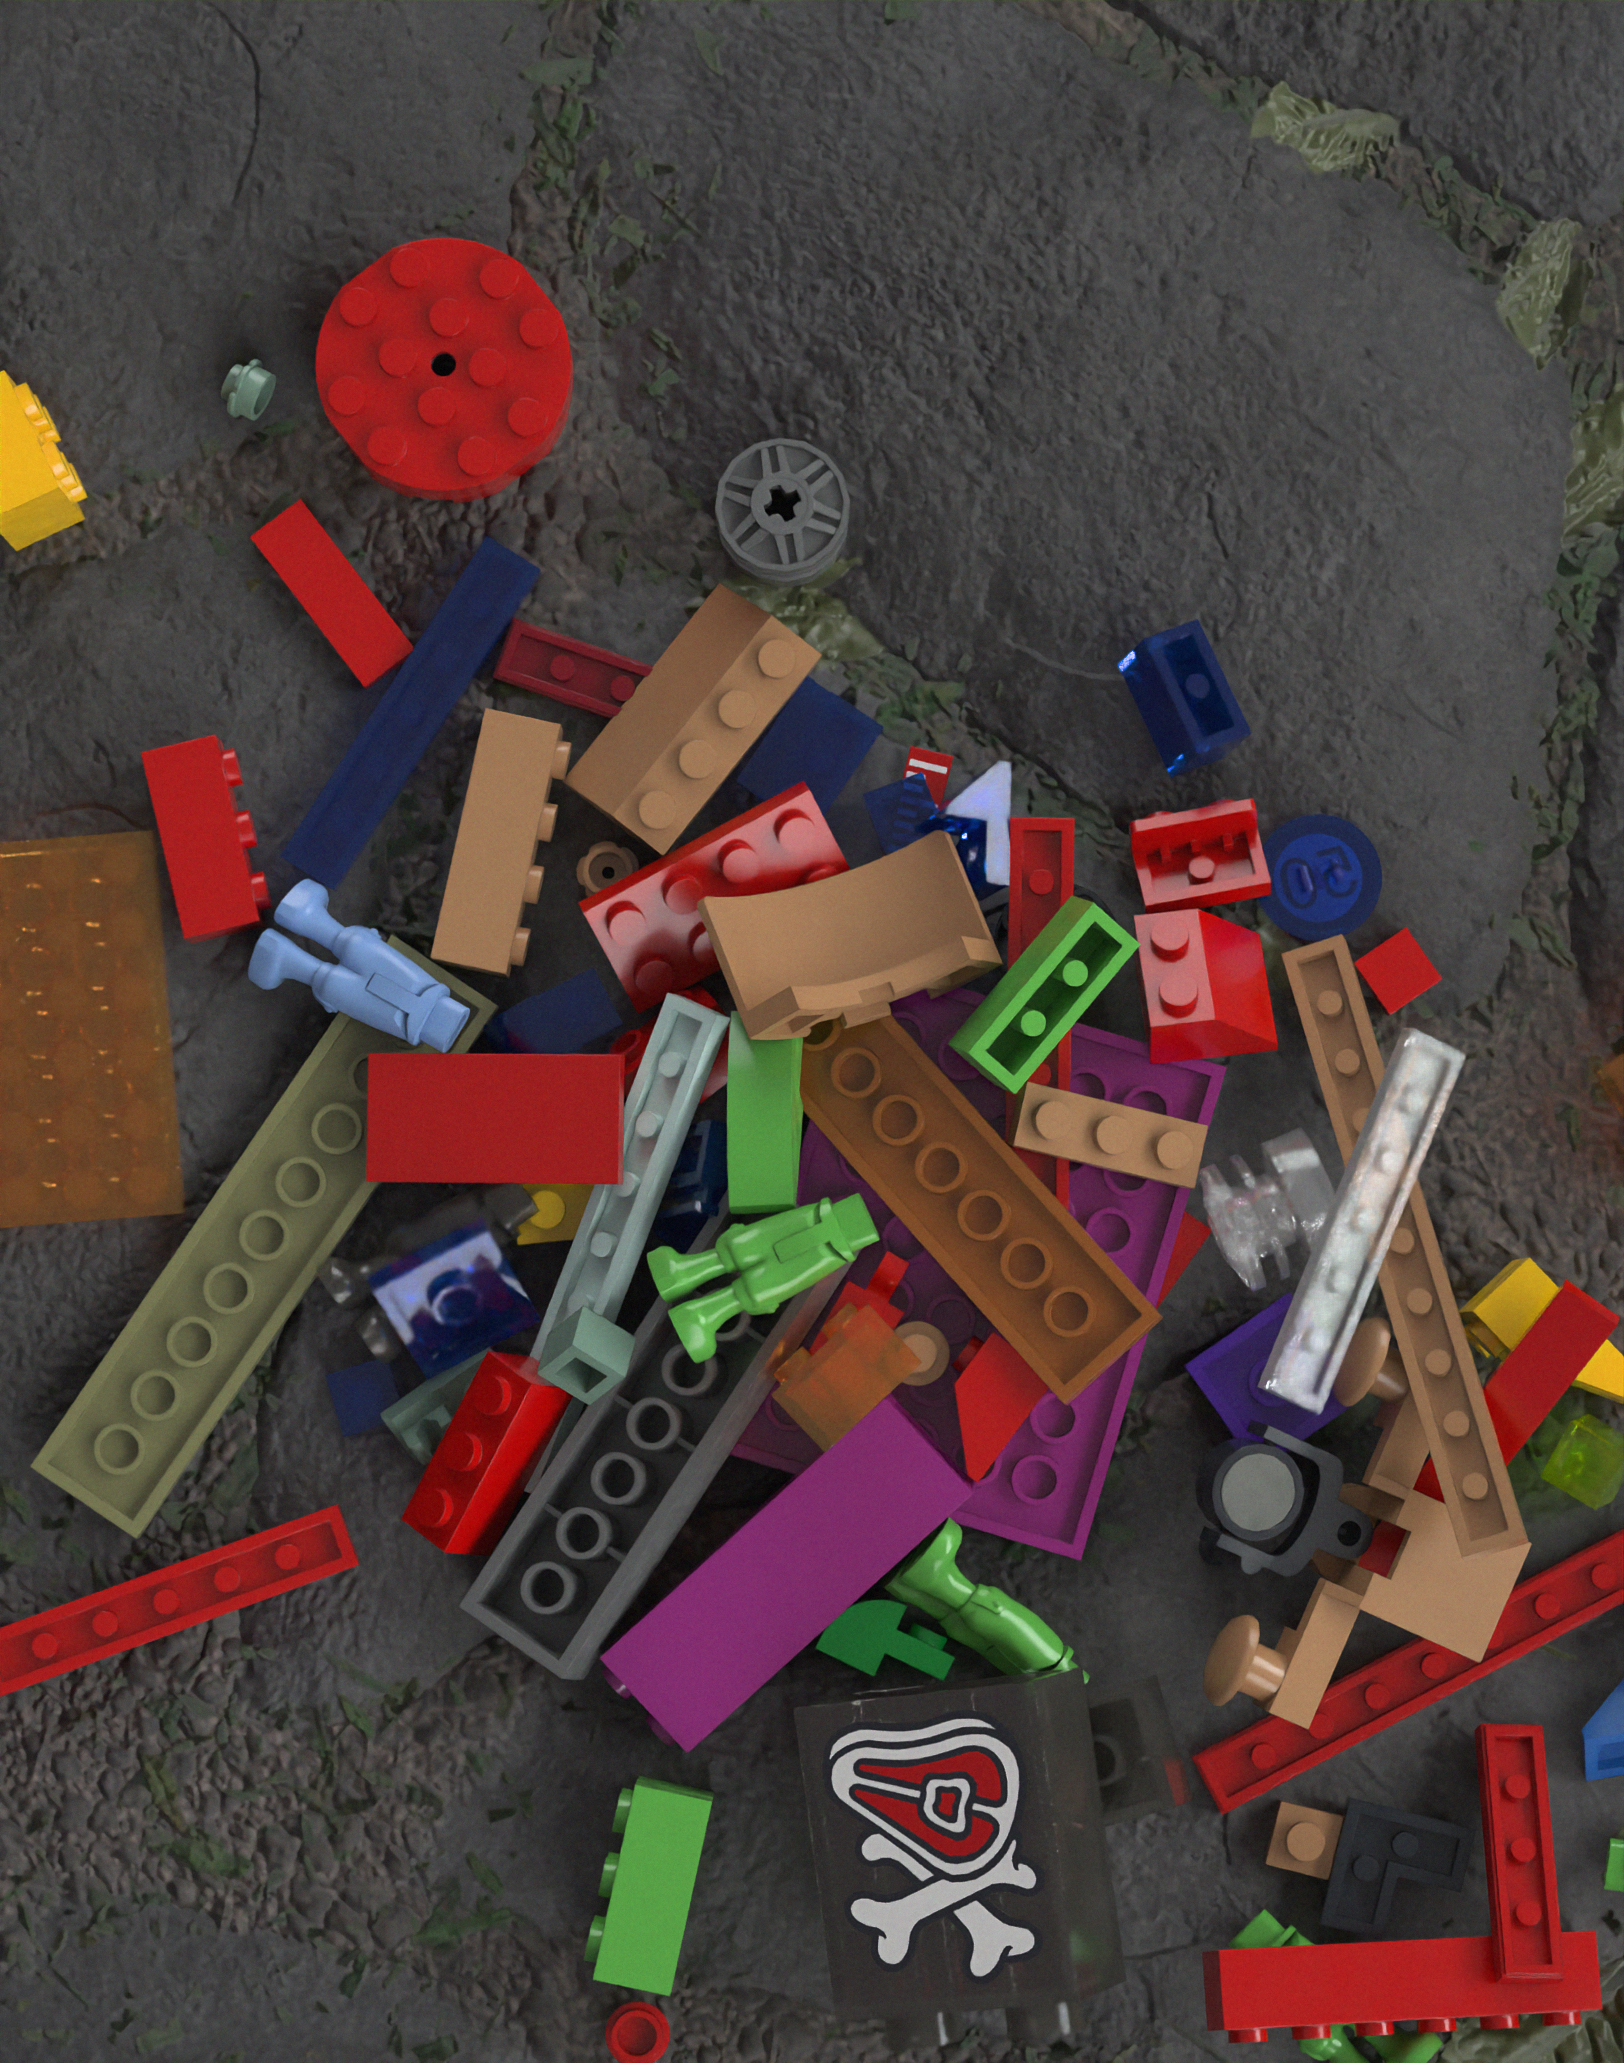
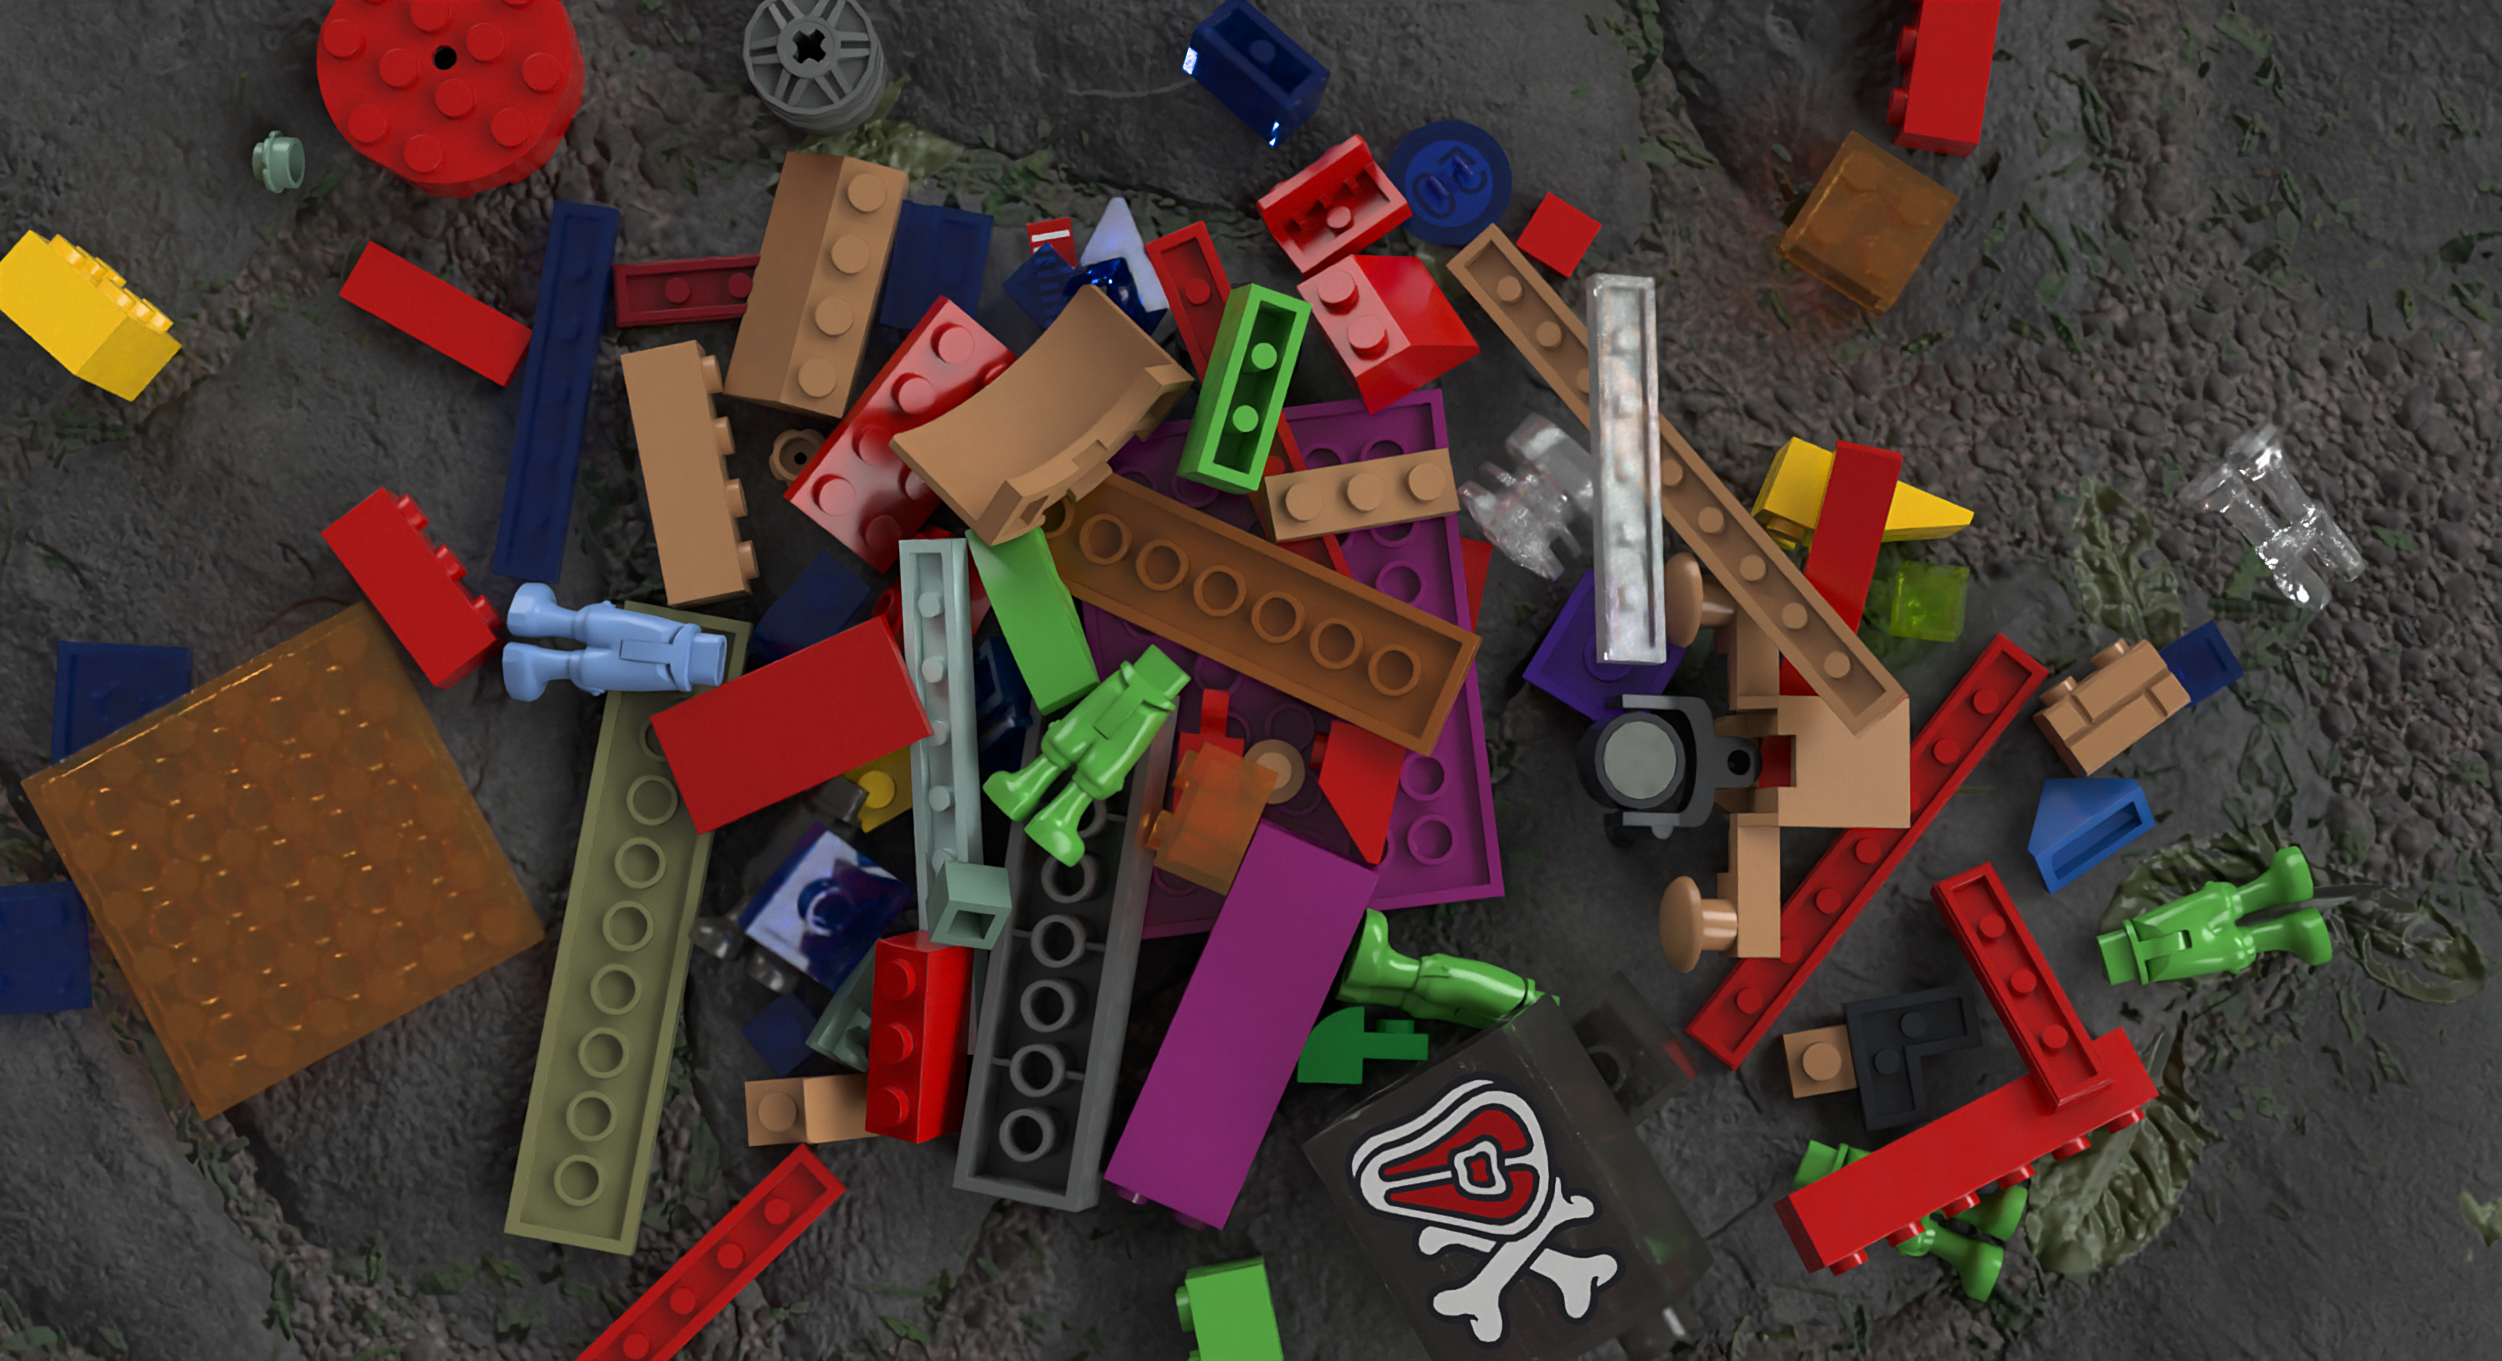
camera: 20 degrees left, 0 degrees up
(355, 1475) = (807, 1109): none -> medium nougat slope

